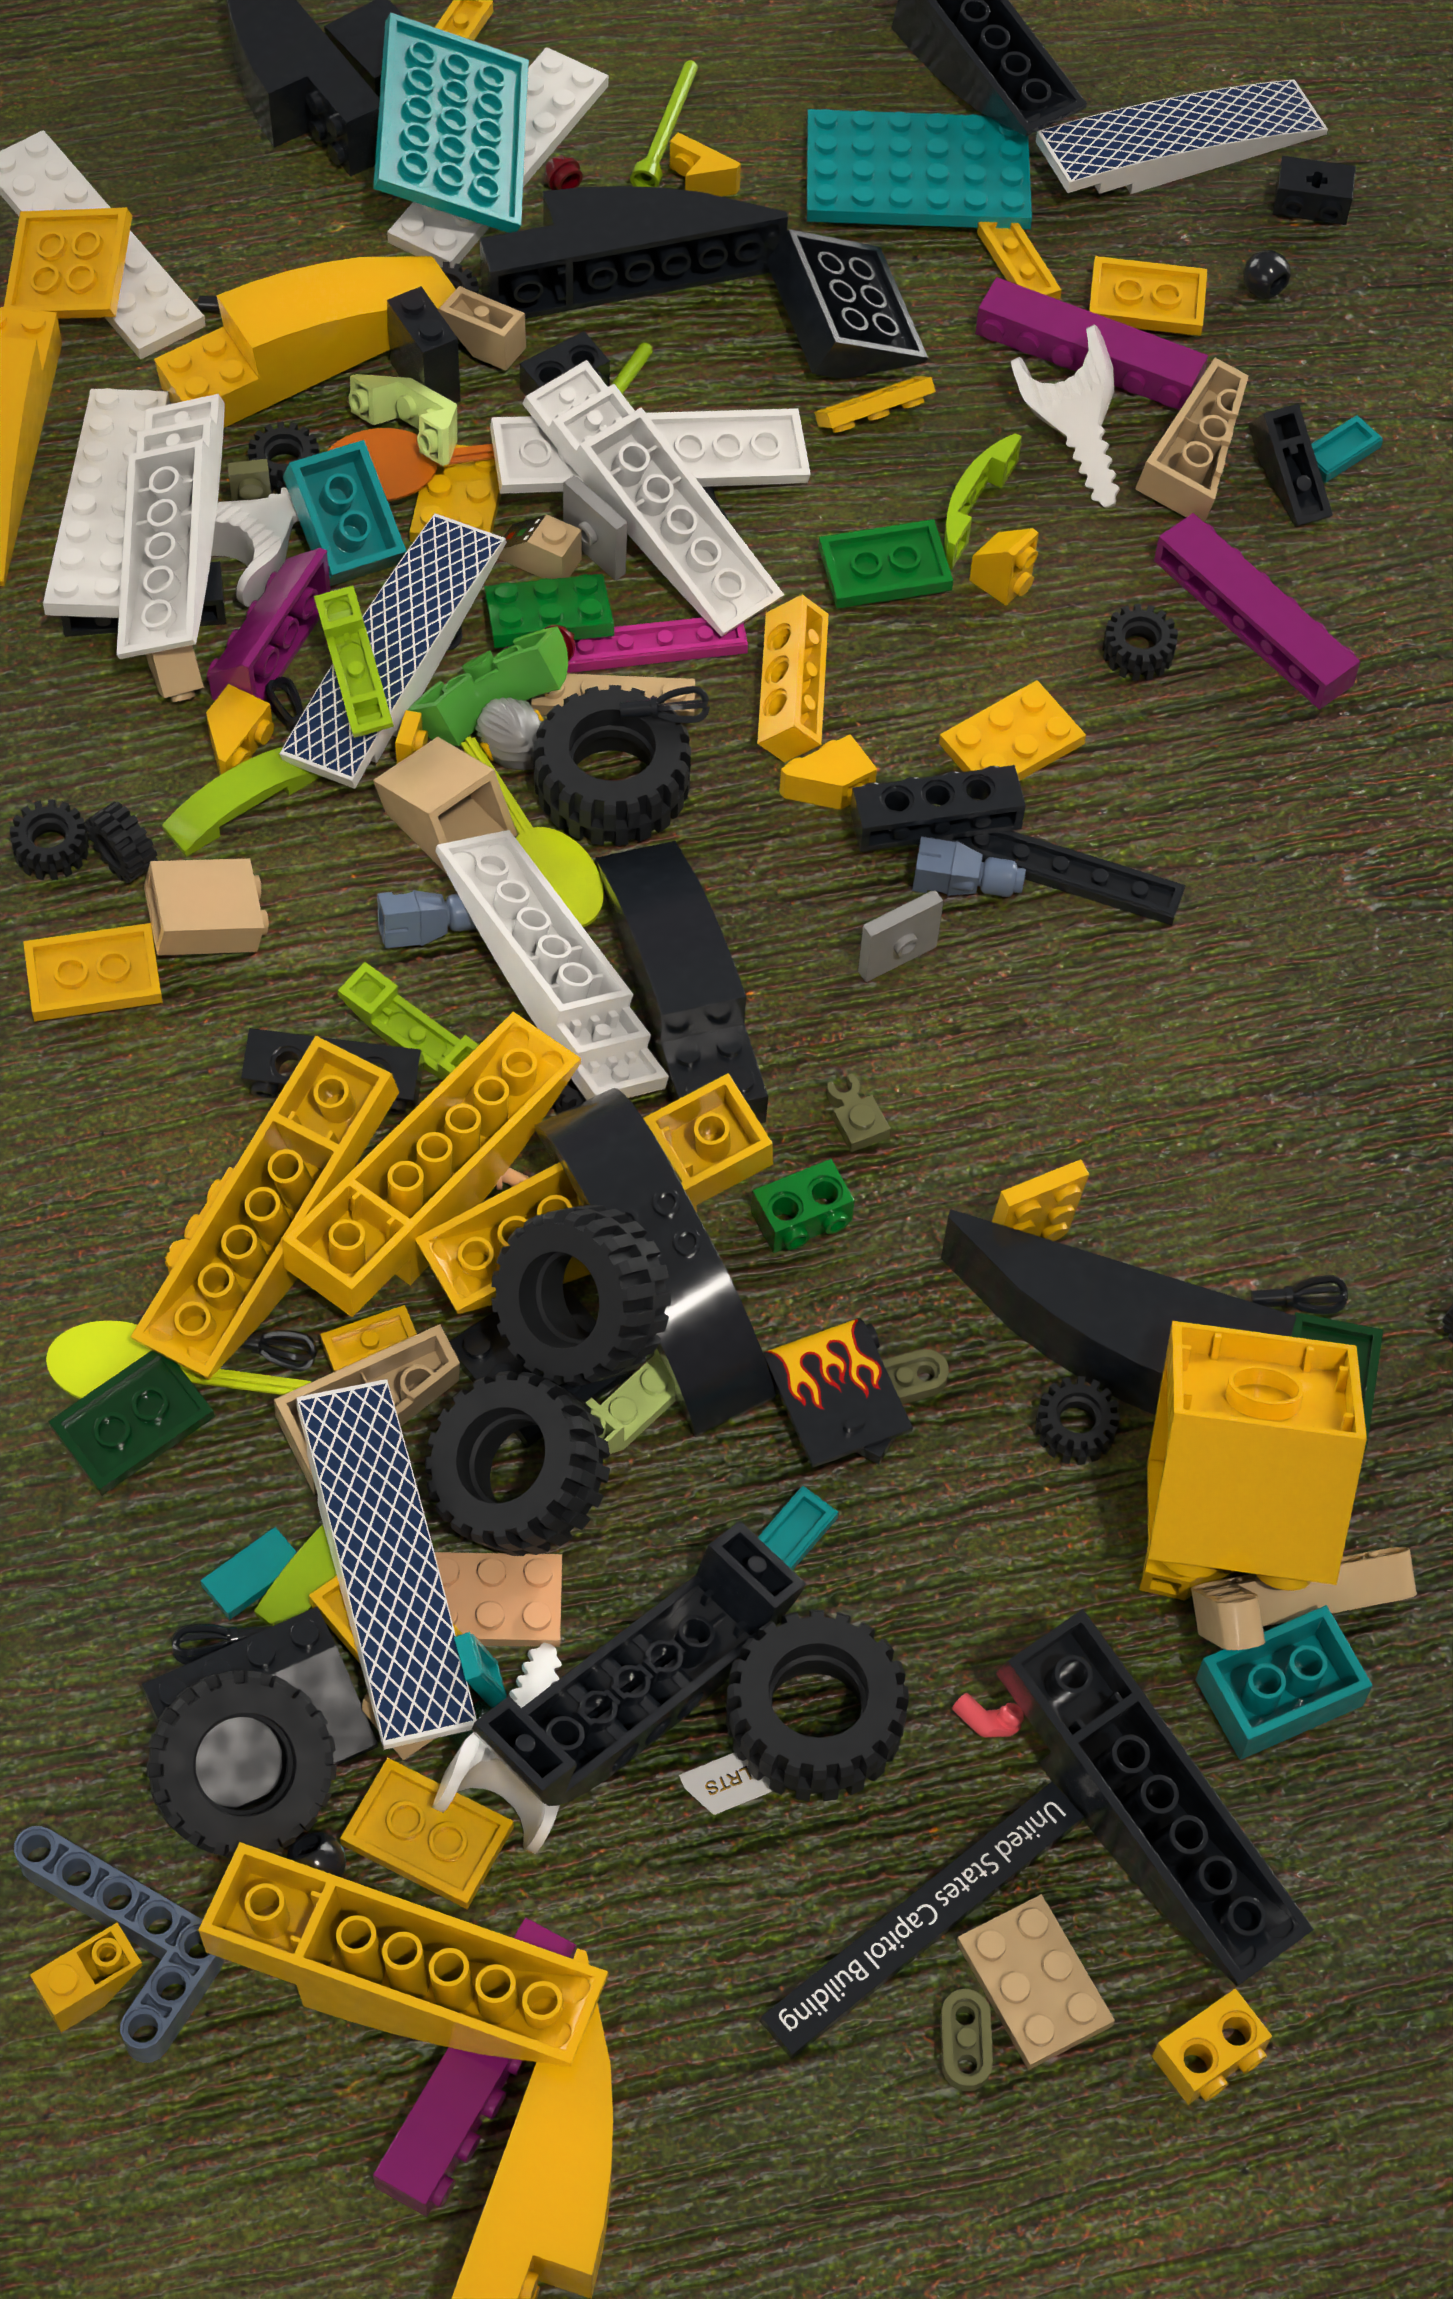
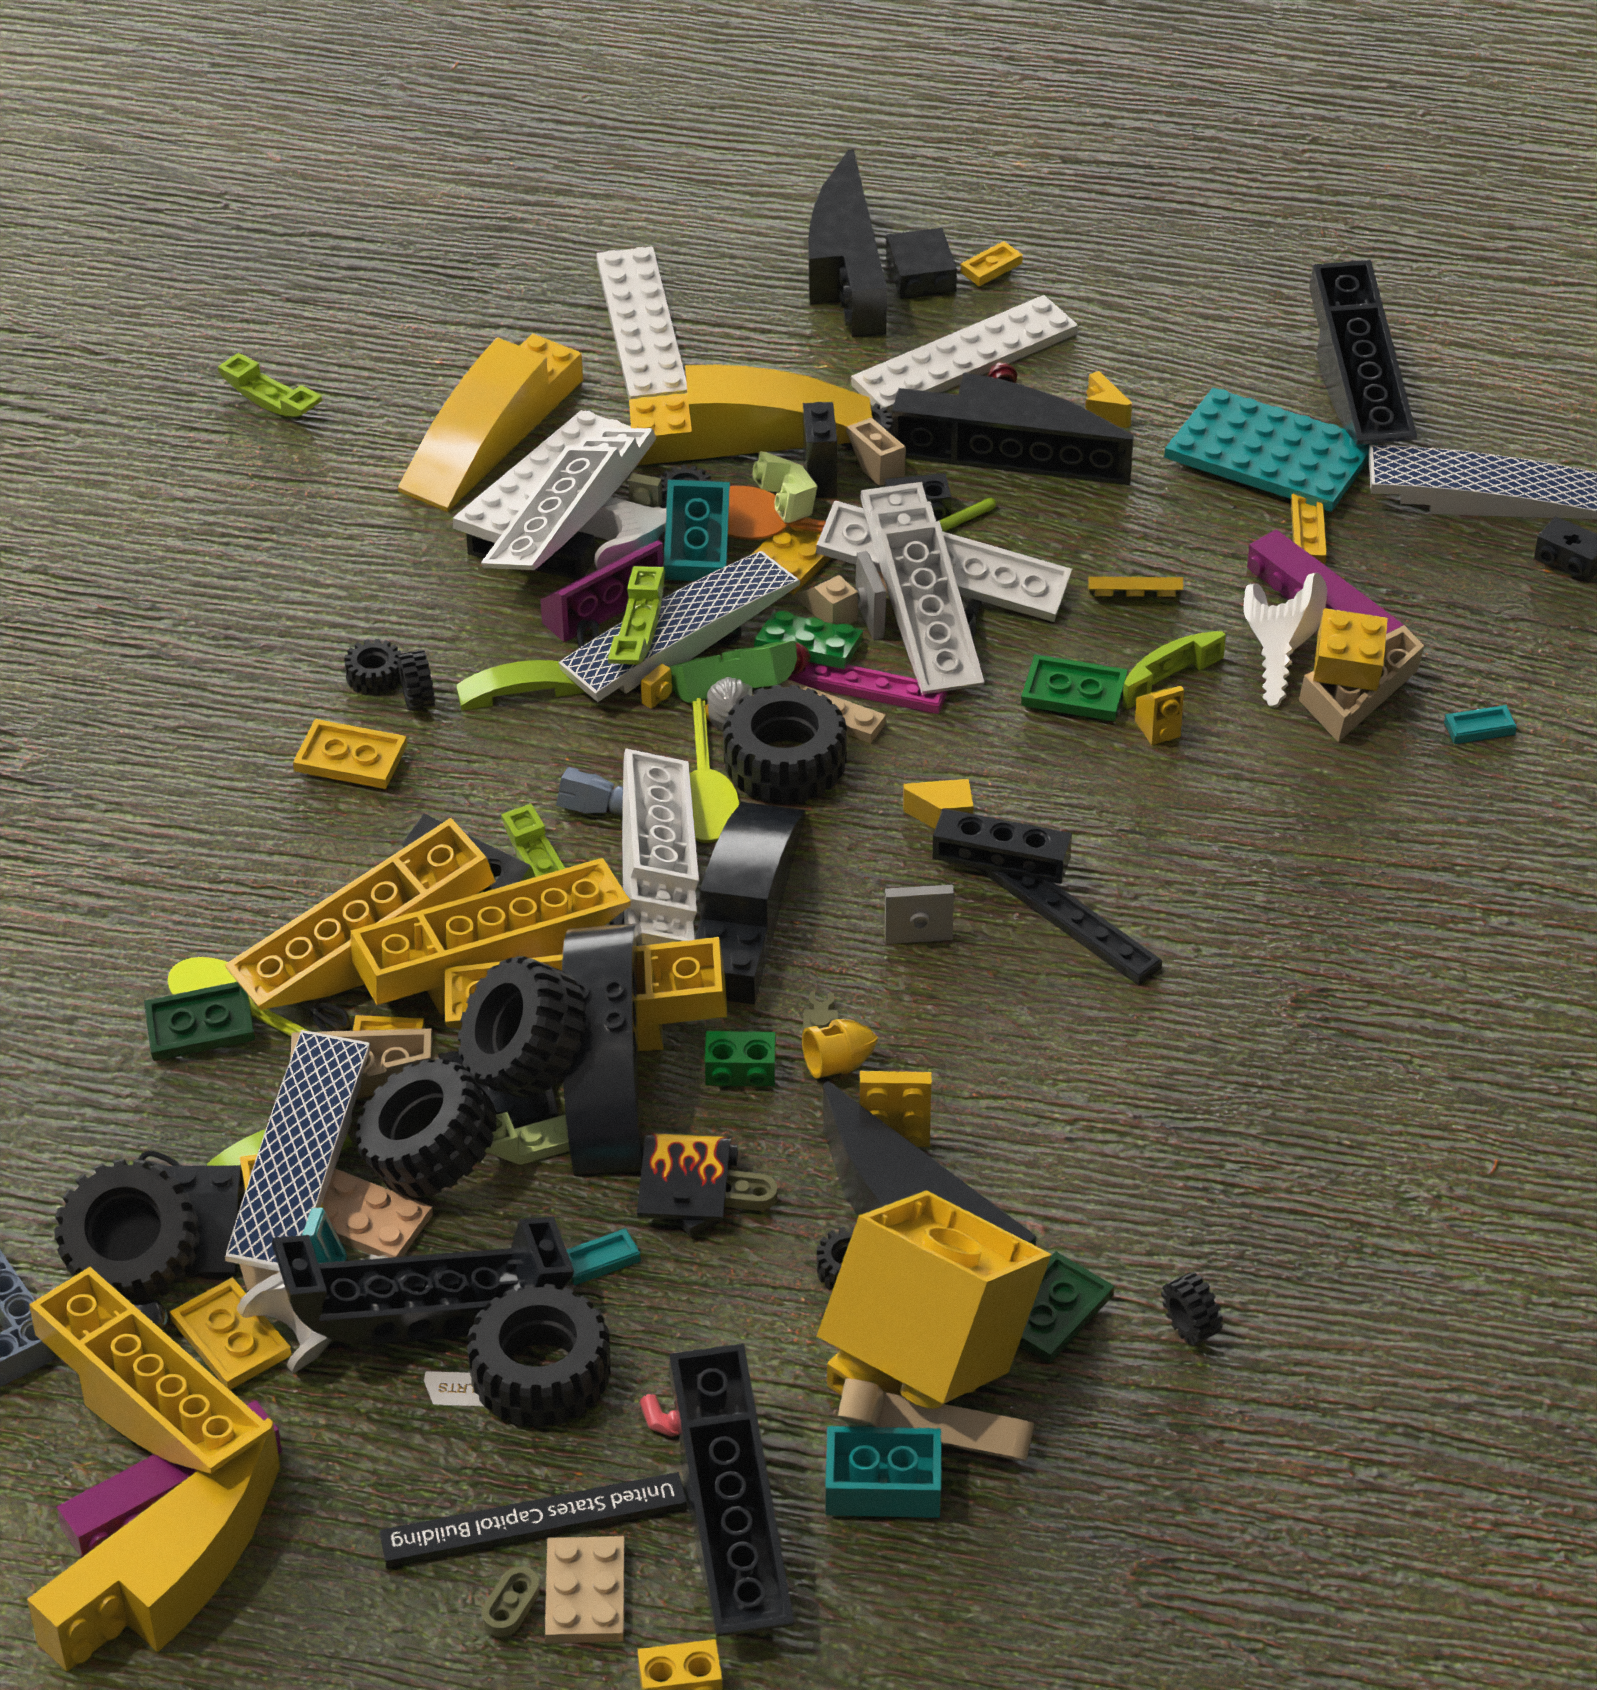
camera: 30 degrees right, 15 degrees down
(69, 261) = (613, 326): yellow plate -> none
(175, 673) = (524, 590): tan slope -> none
(205, 906) = (447, 737): tan brick -> none
(238, 726) = (543, 638): yellow slope -> none
(248, 1573) = (209, 1141): teal tile -> none
(443, 797) = (655, 724): tan slope -> none
(451, 124) = (930, 314): teal plate -> none
(648, 170) = (1069, 391): lime piece -> none
(656, 706) = (827, 707): black piece -> none
(793, 678) = (953, 732): yellow brick -> none
(844, 306) = (1154, 517): black slope -> none
(905, 1149) = (837, 1047): none -> yellow helmet
(959, 870) = (998, 894): sand blue piece -> none
(1018, 730) = (1101, 826): yellow plate -> none
(1134, 659) = (1233, 809): black tyre -> none
(1149, 295) = (1394, 579): yellow plate -> none
(1187, 413) = (1350, 649): none -> yellow brick
(1257, 611) = (1337, 804): magenta brick -> none
(1266, 274) = (1495, 592): black piece -> none
(1291, 463) = (1428, 718): black slope -> none
(1293, 1295) = (1061, 1245): black piece -> none

